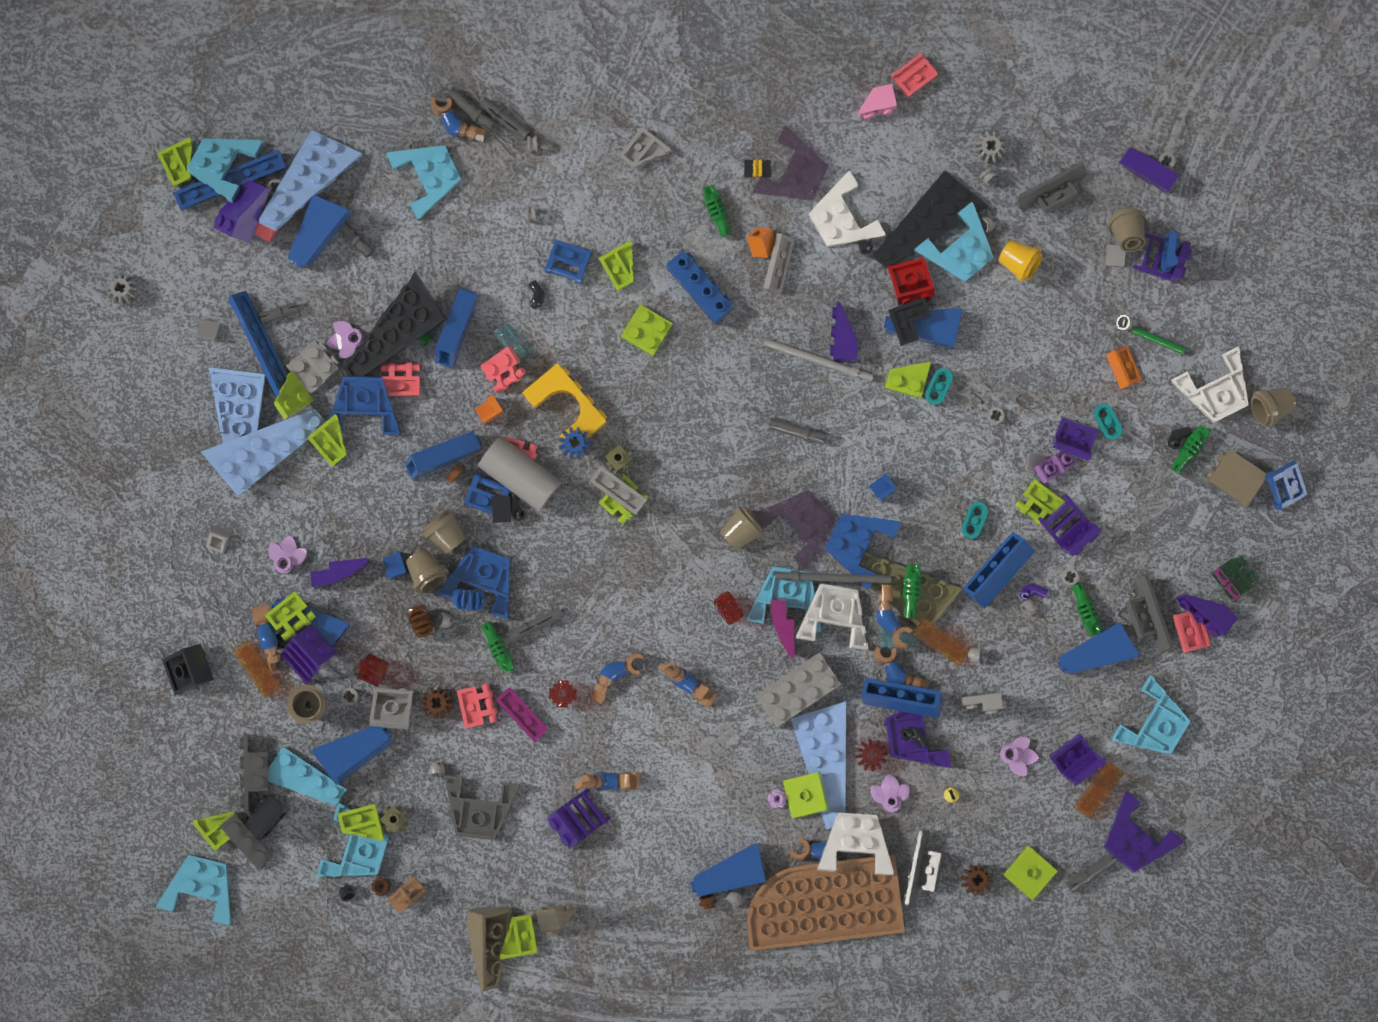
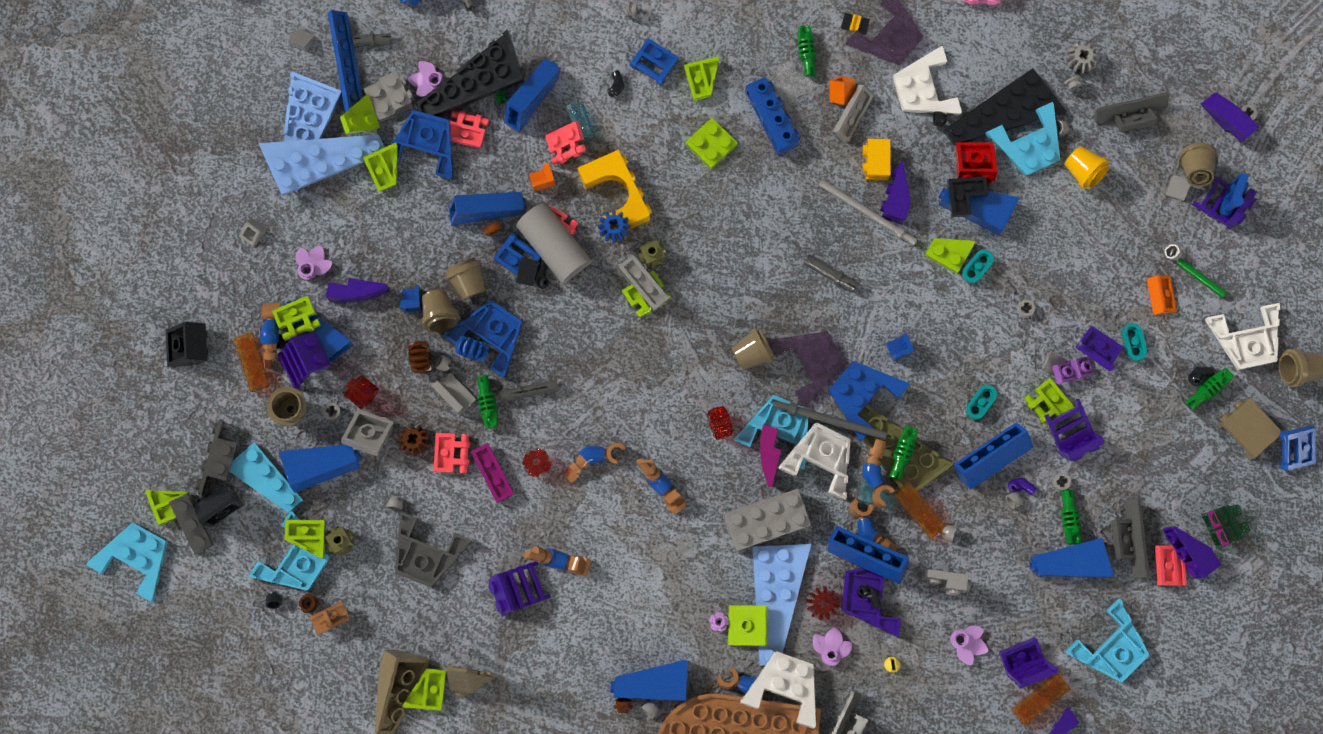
camera: 15 degrees right, 5 degrees down
(463, 647) = (454, 393): none -> light grey panel
(814, 305) = (877, 159): none -> yellow brick

